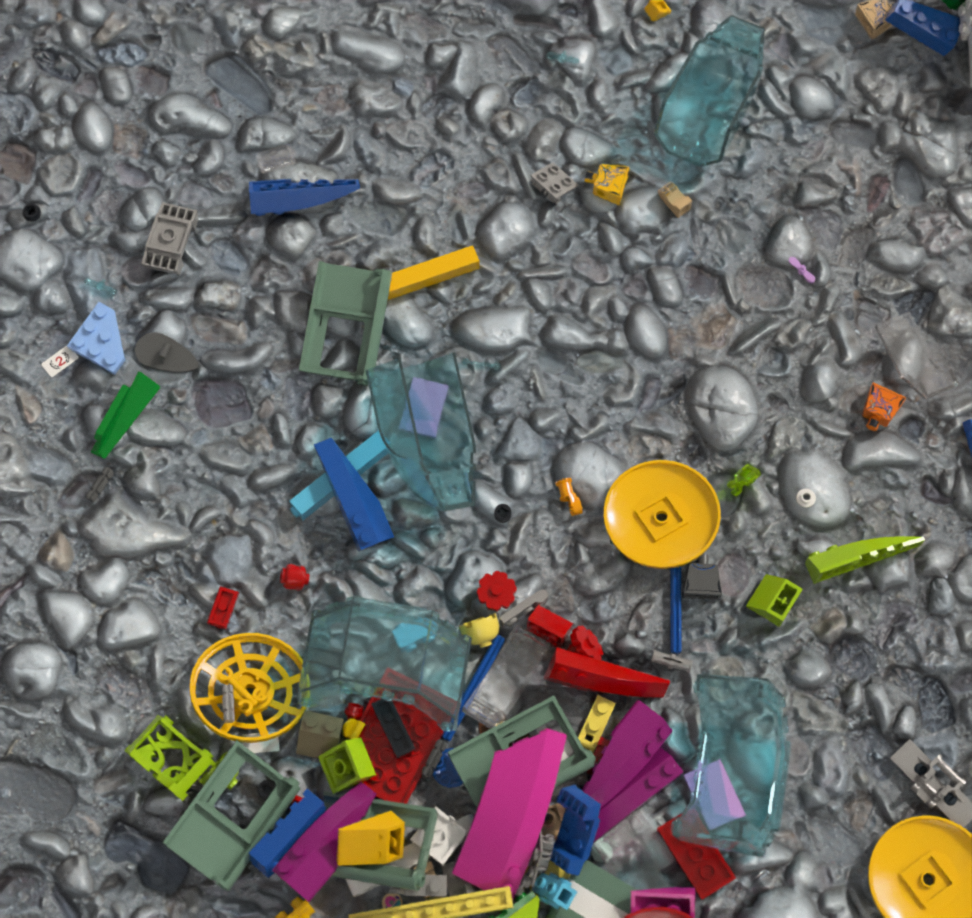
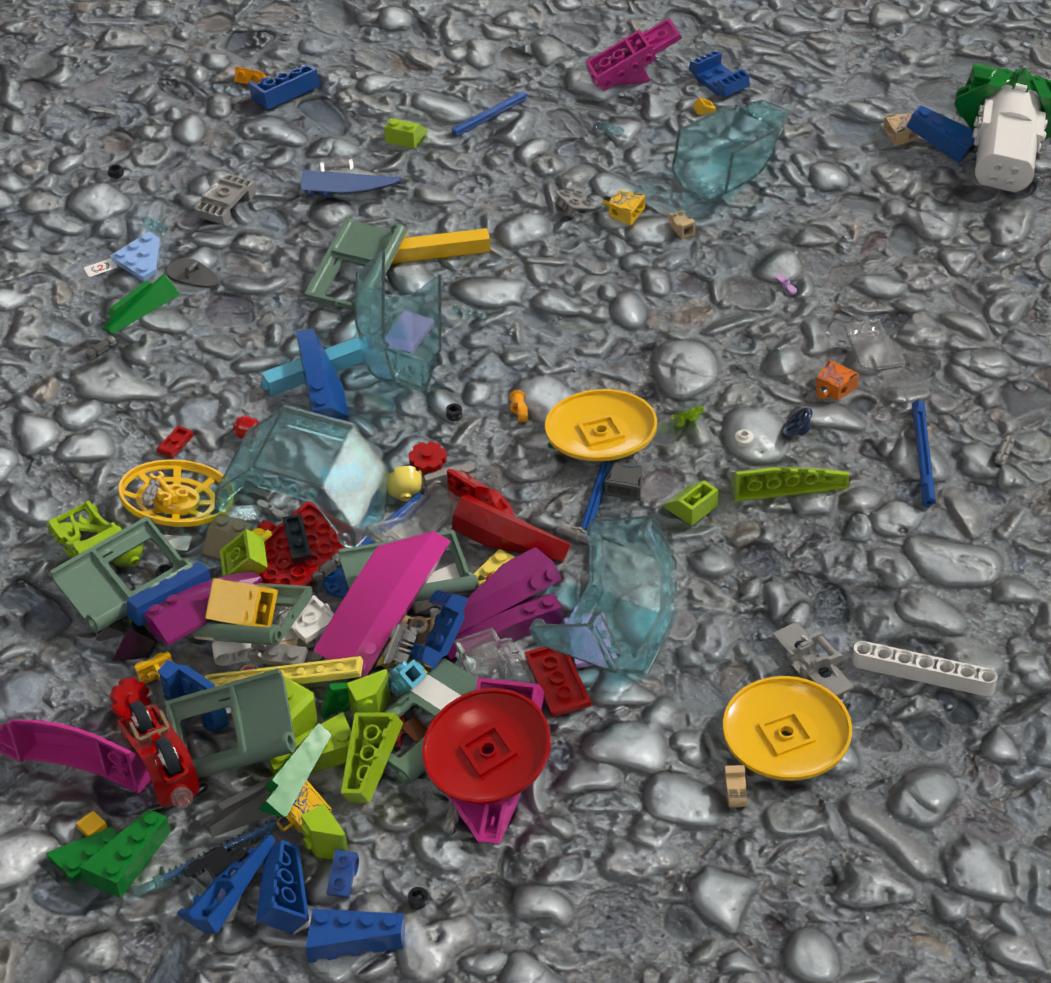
camera: 15 degrees right, 25 degrees down
(138, 37) = (245, 75): none -> light orange hinge
(184, 51) = (284, 86): none -> blue wedge
(264, 890) = (135, 644): none -> black slope
(339, 102) = (403, 133): none -> lime slope
(425, 55) = (489, 113): none -> blue axle
(859, 473) = (798, 423): none -> dark blue piece

